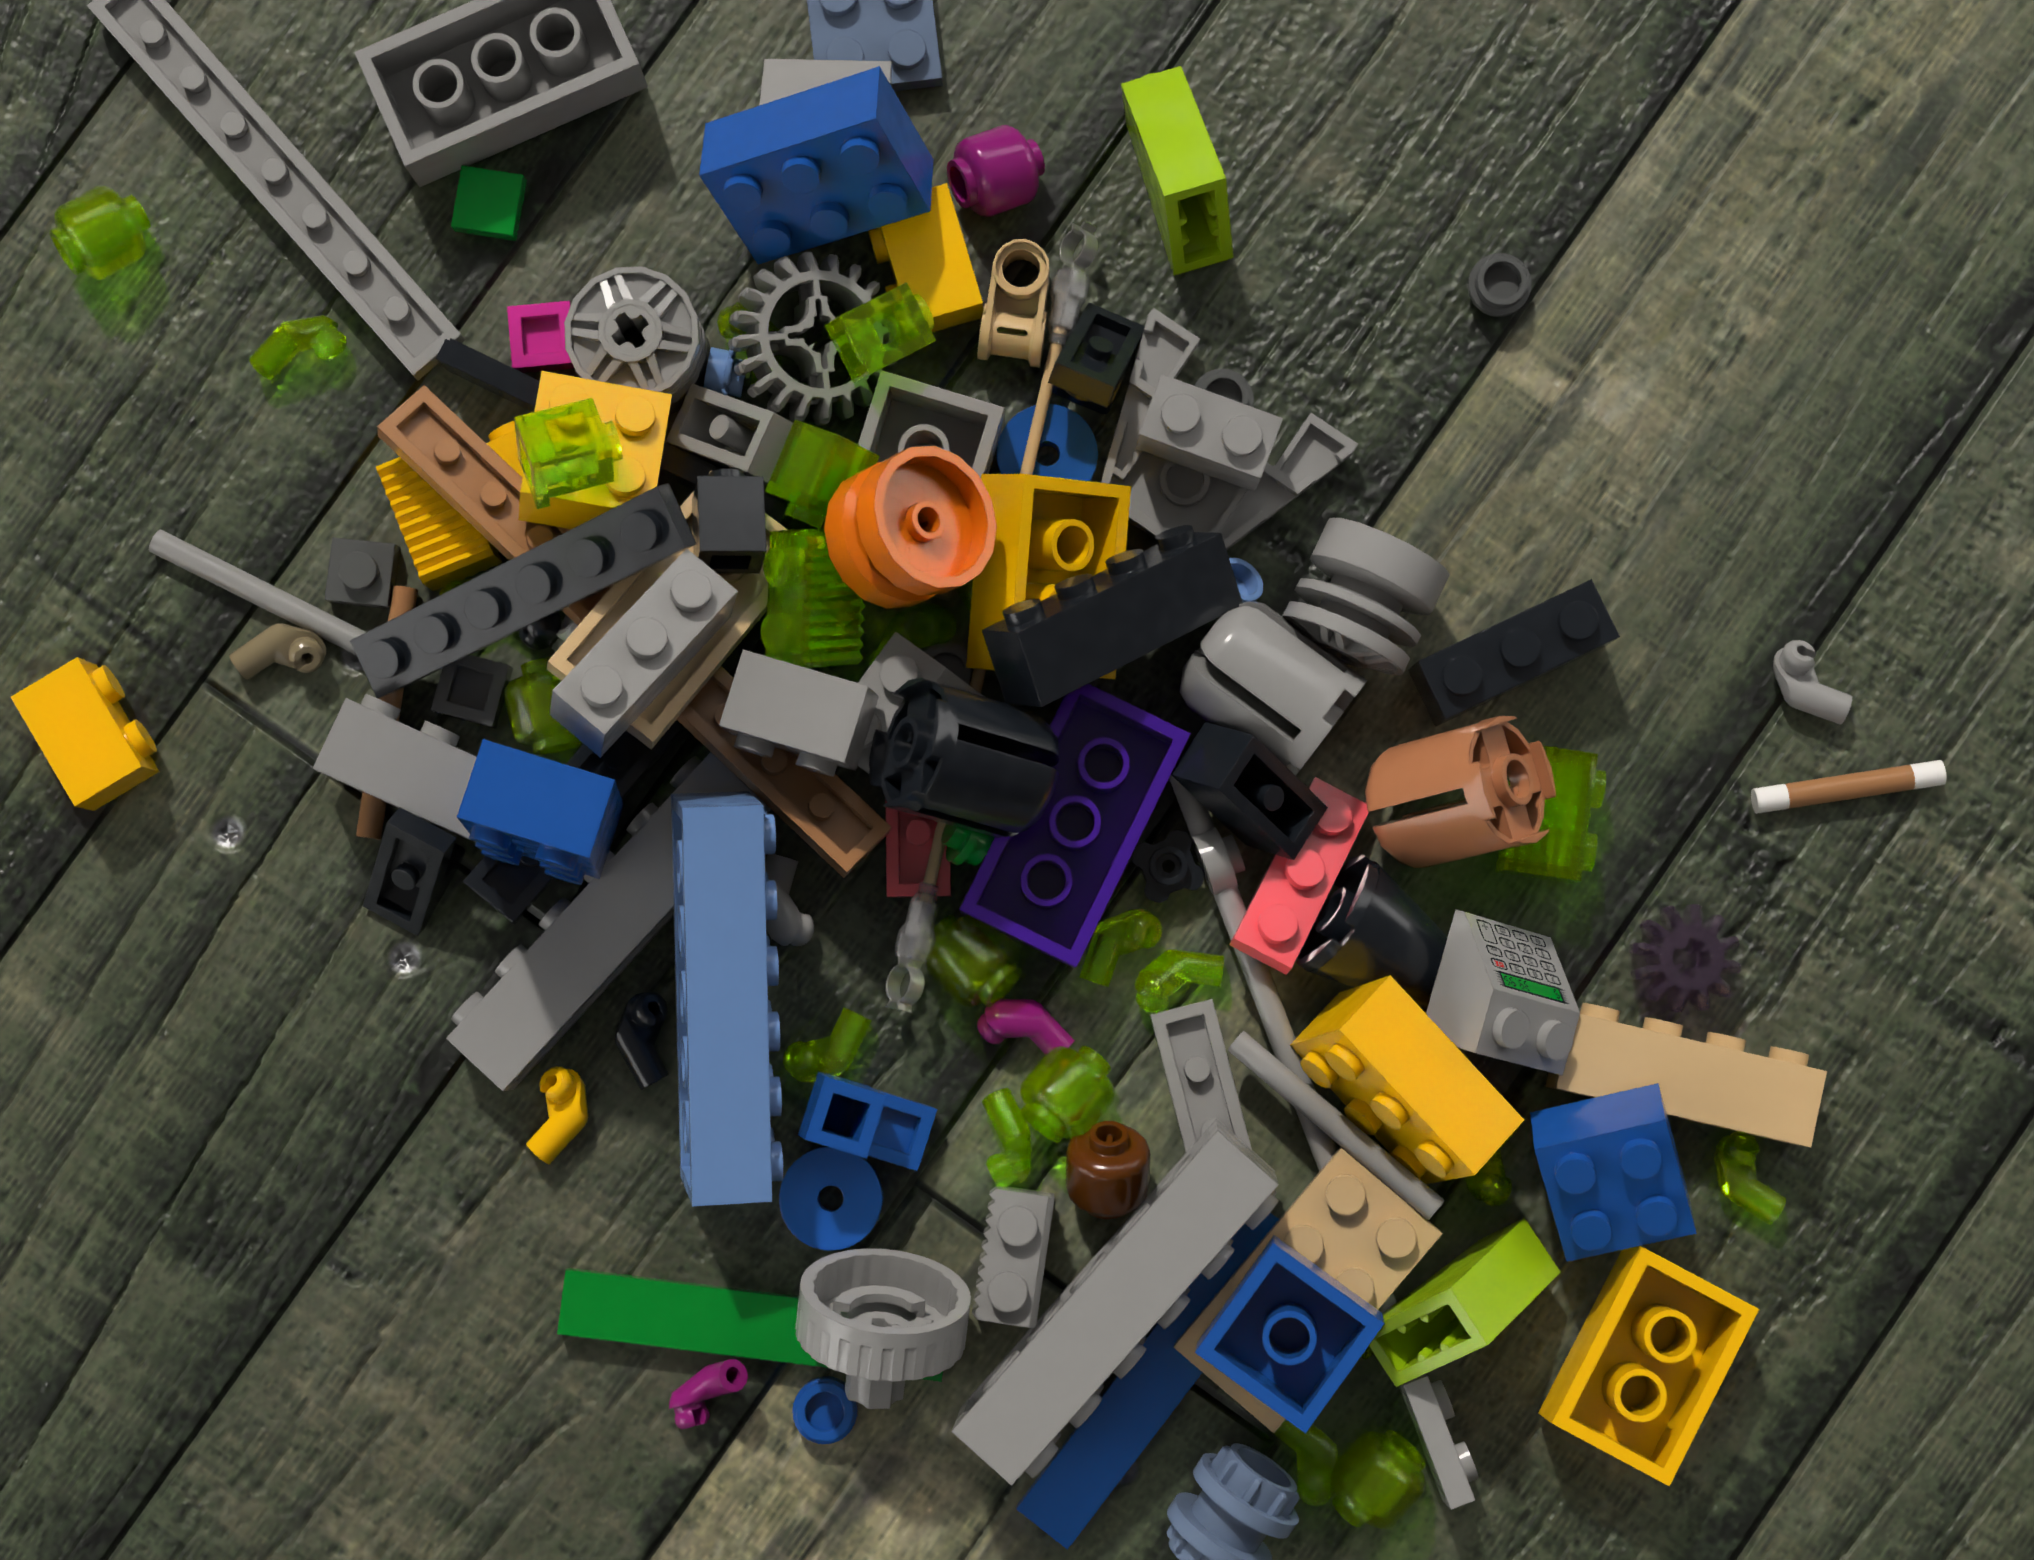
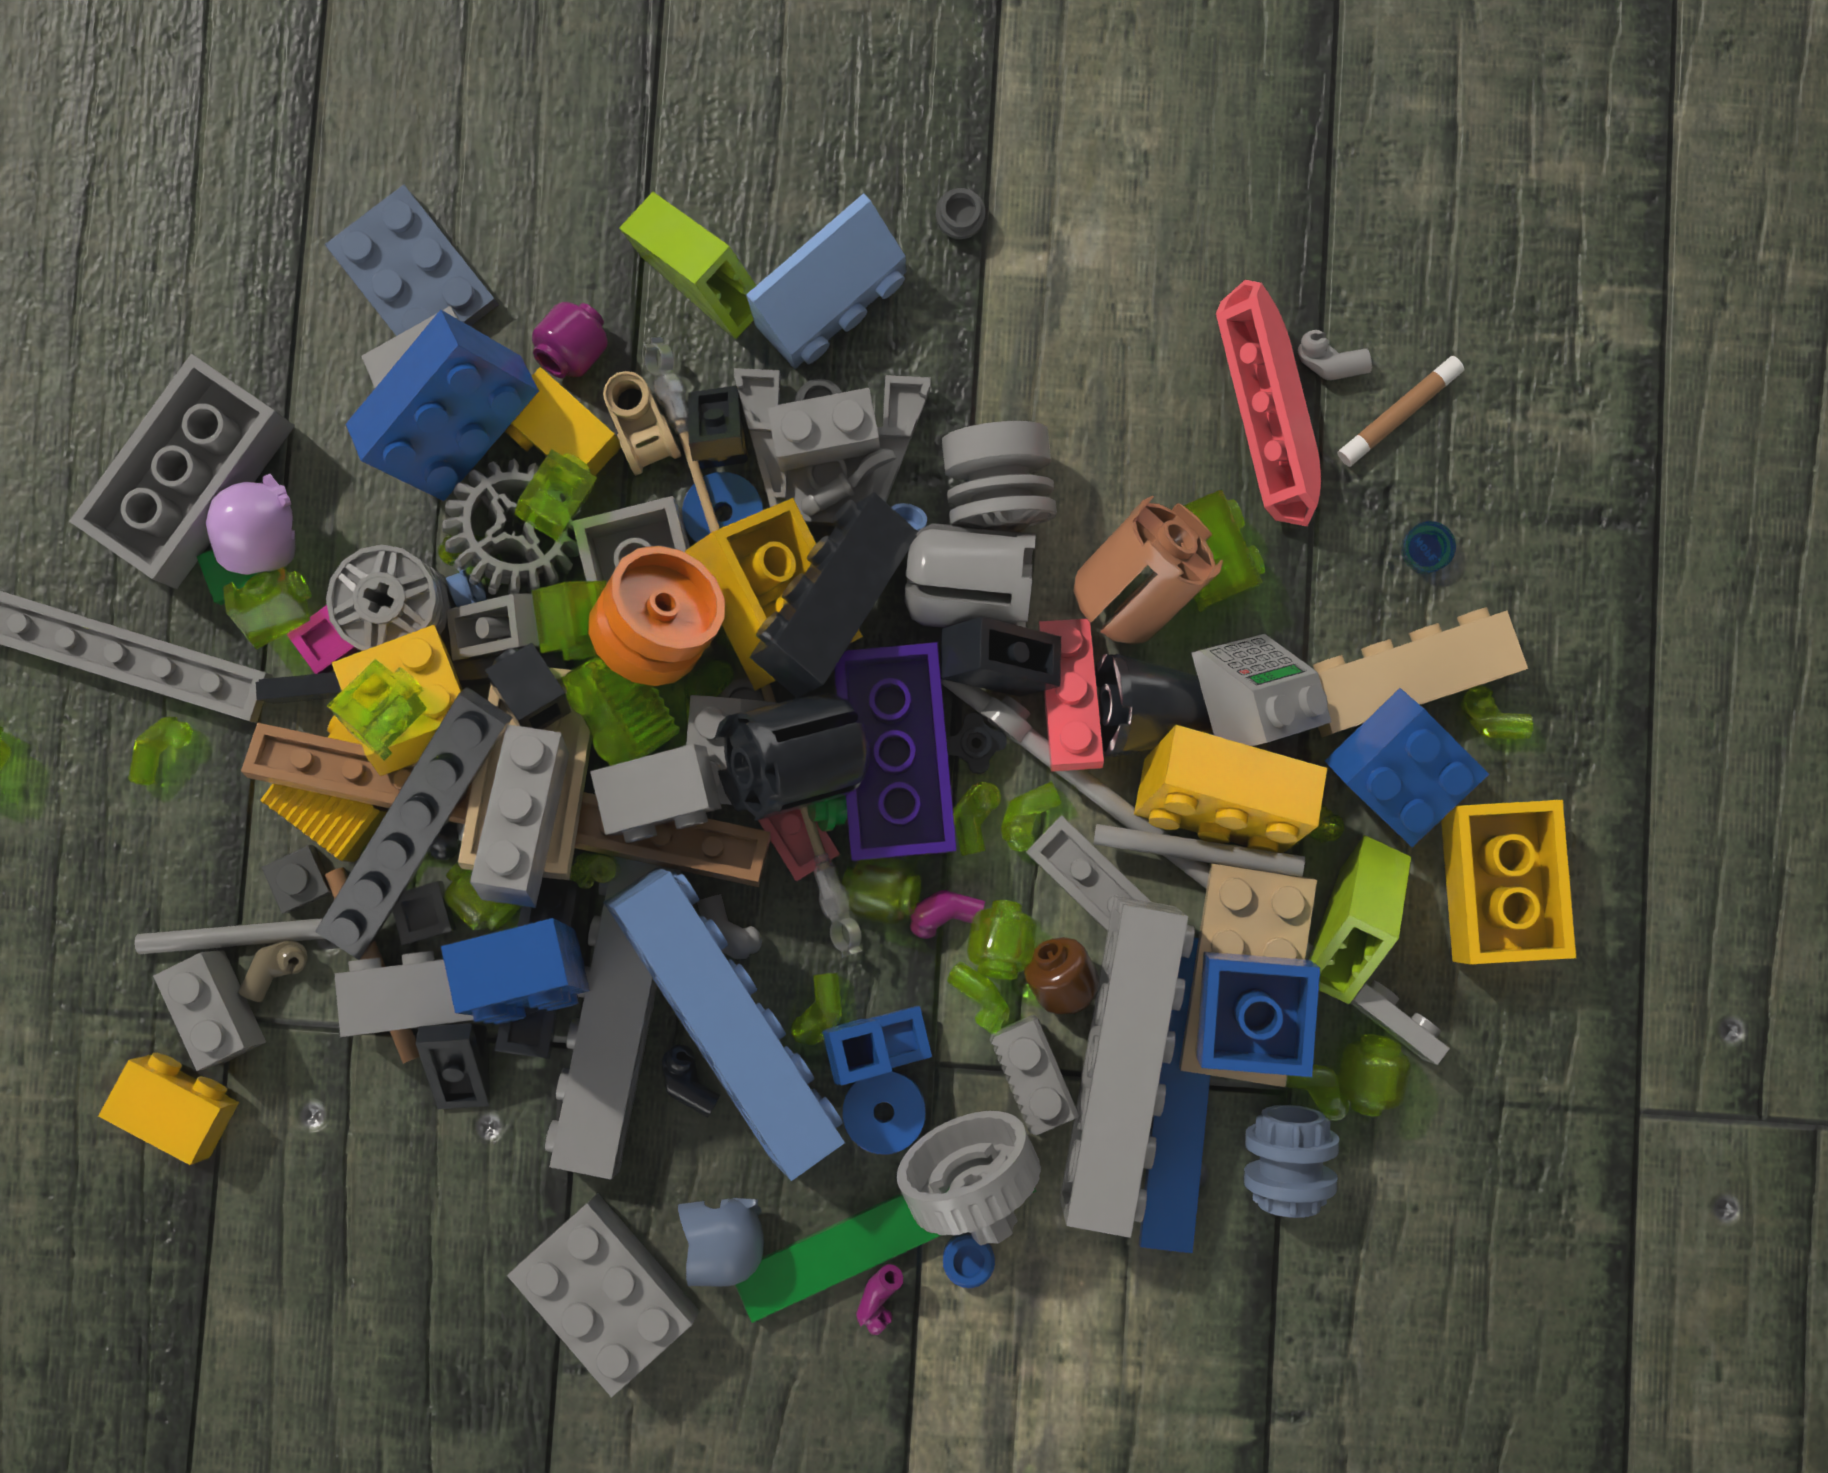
camera: 30 degrees left, 0 degrees up
(190, 655) = (208, 1009): none -> light grey brick
(421, 1208) = (604, 1295): none -> light grey brick
(507, 264) = (268, 605): none -> clear neon green brick
(540, 172) = (252, 527): none -> lavender helmet
(566, 1112) = (664, 1164): yellow arm -> none
(579, 1229) = (722, 1241): none -> sand blue helmet
(684, 751) = (594, 867): none -> clear neon green arm
(1192, 506) = (843, 487): none -> light grey piece
(1309, 279) = (828, 283): none -> light blue slope
(1513, 652) = (1122, 455): black brick -> none
(1693, 981) = (1363, 573): gear -> none
(1709, 693) = (1271, 403): none -> coral brick
(1787, 952) = (1428, 547): none -> tile

